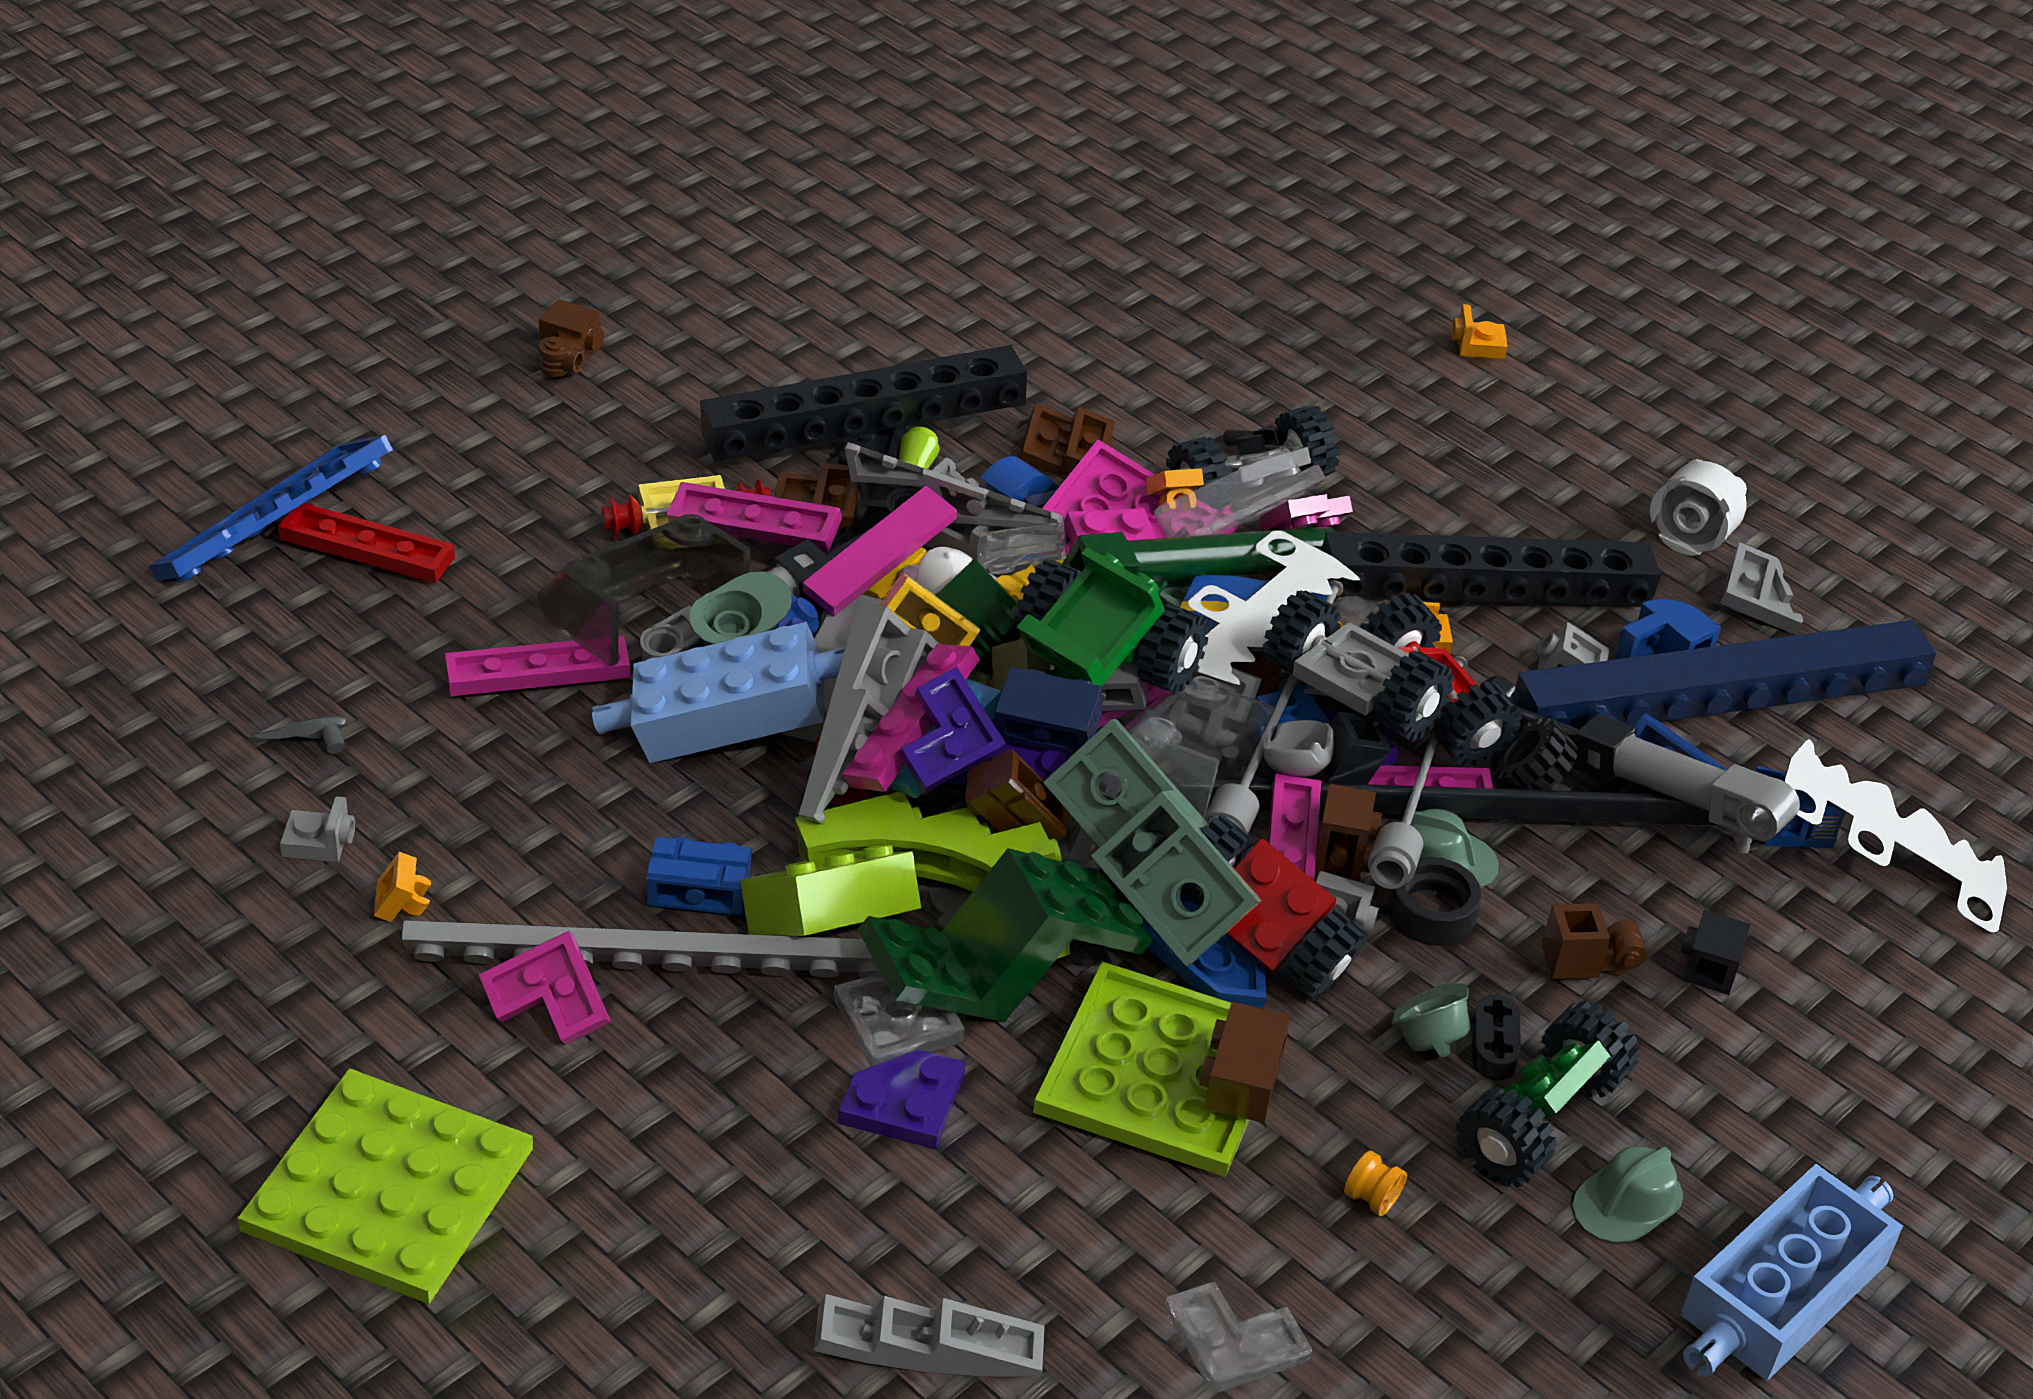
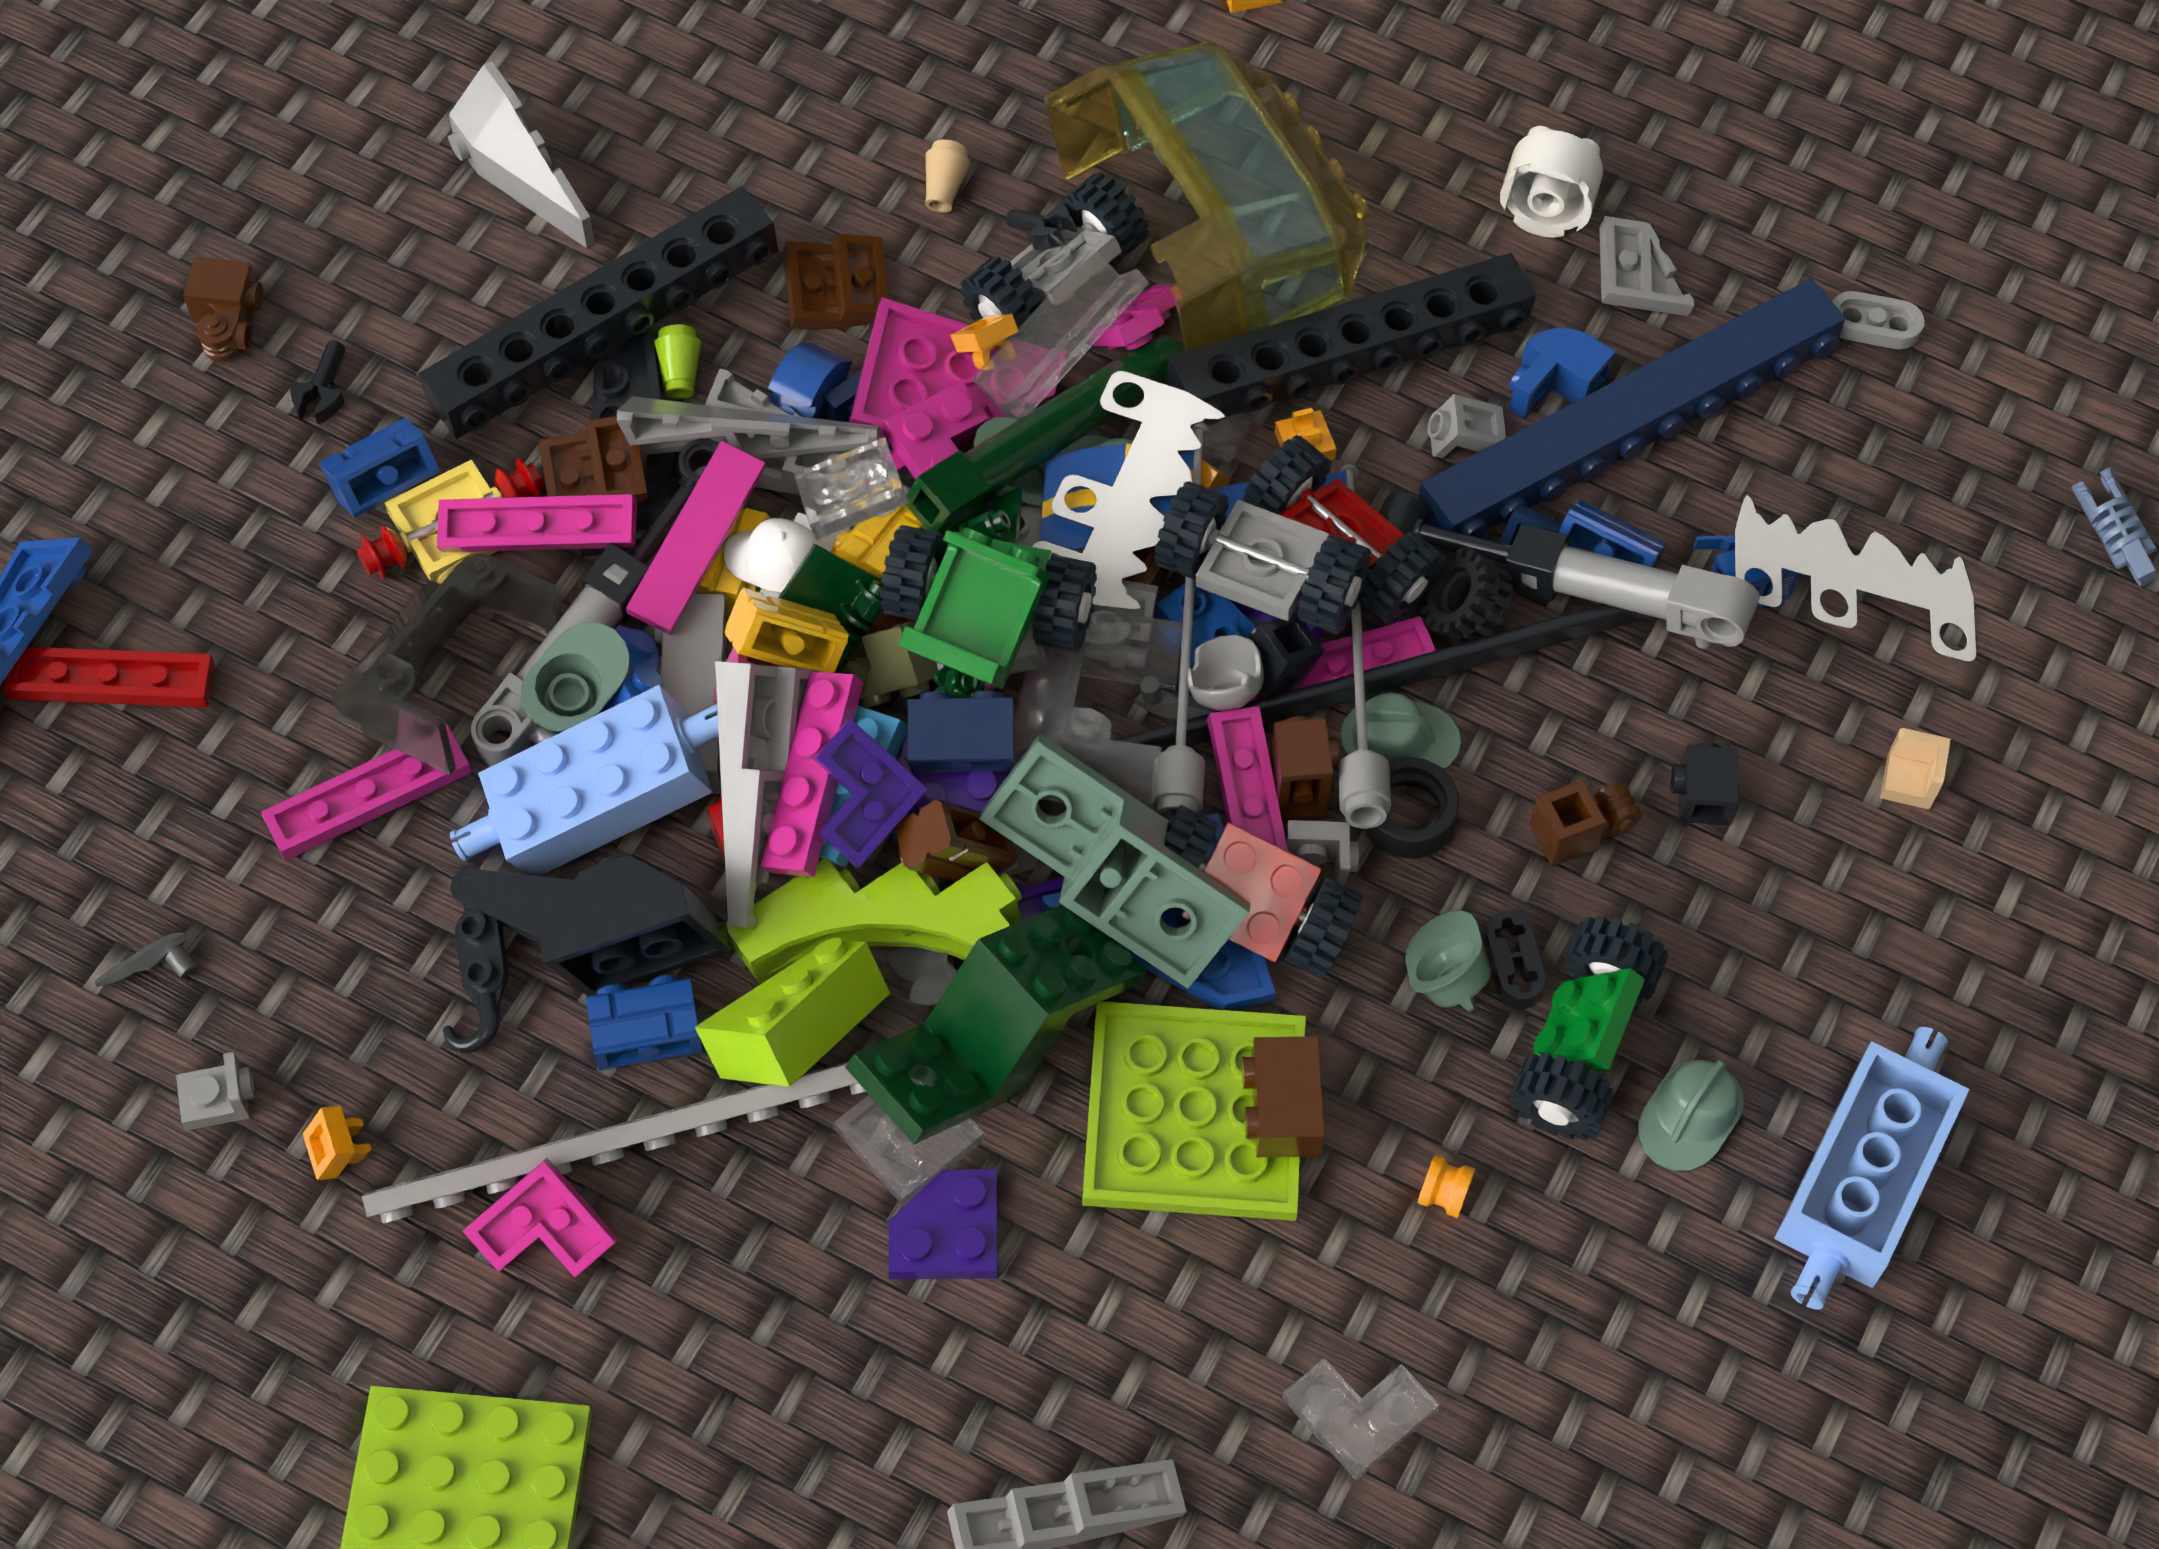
camera: 15 degrees left, 20 degrees up
(620, 412) = (320, 385): none -> black bar
(644, 460) = (379, 467): none -> blue brick
(699, 786) = (593, 931): none -> black slope
(836, 298) = (503, 151): none -> wedge
(1183, 392) = (945, 172): none -> tan cone
(1412, 428) = (1273, 211): none -> clear yellow windscreen
(1917, 987) = (1915, 768): none -> tan panel
(1968, 671) = (1875, 318): none -> light grey plate

